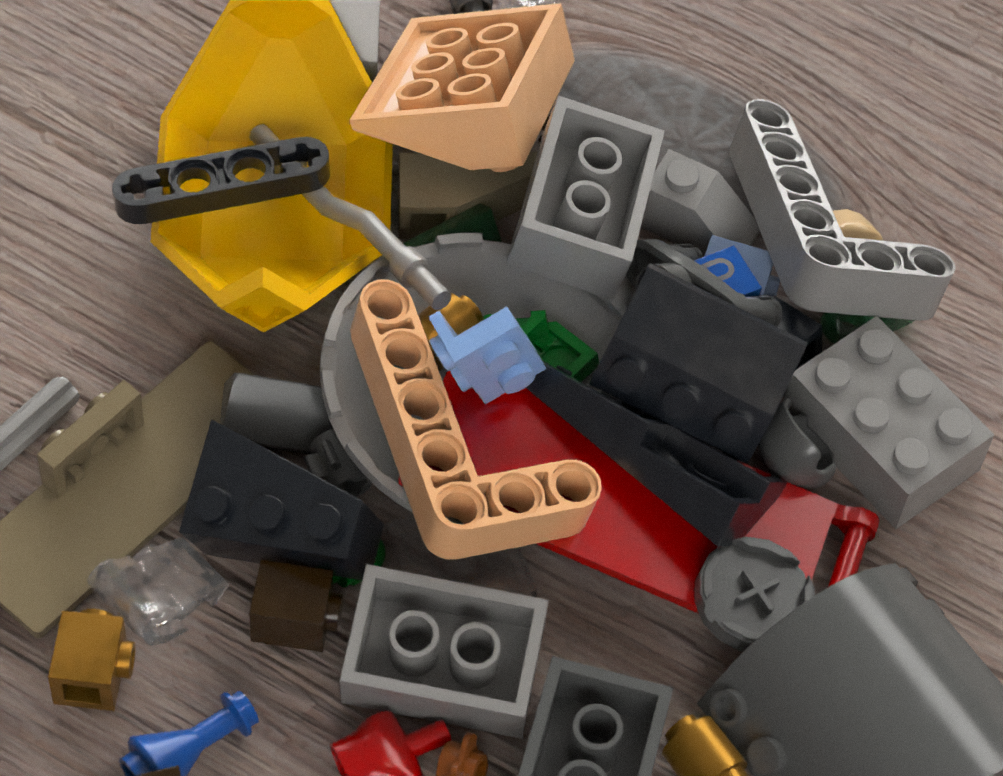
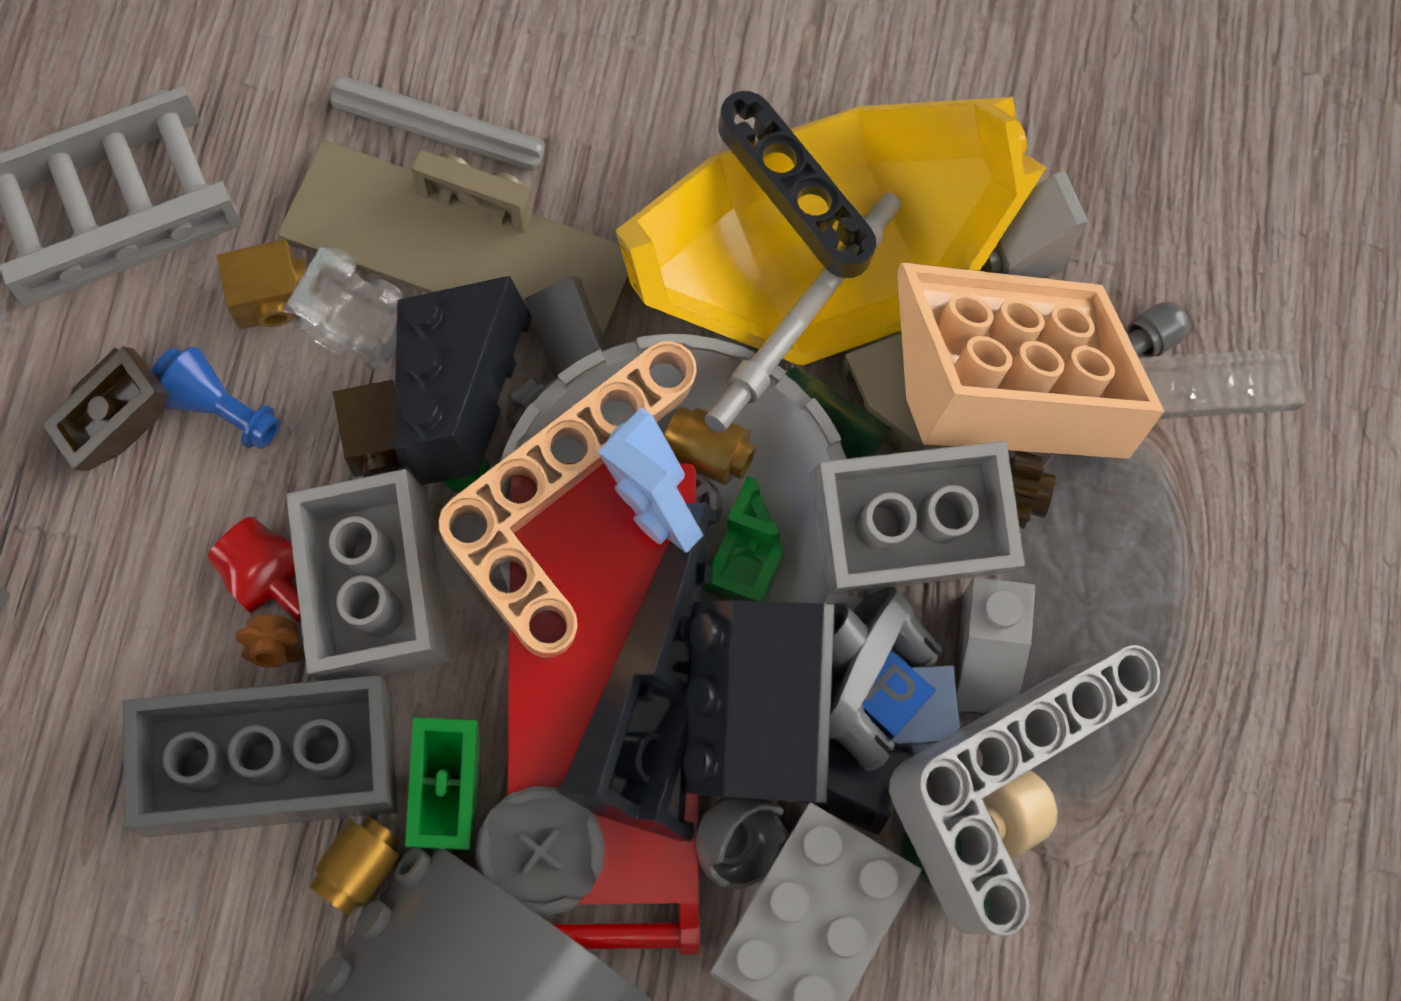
camera: 70 degrees right, 15 degrees up
(664, 651) = (443, 783): none -> green slope

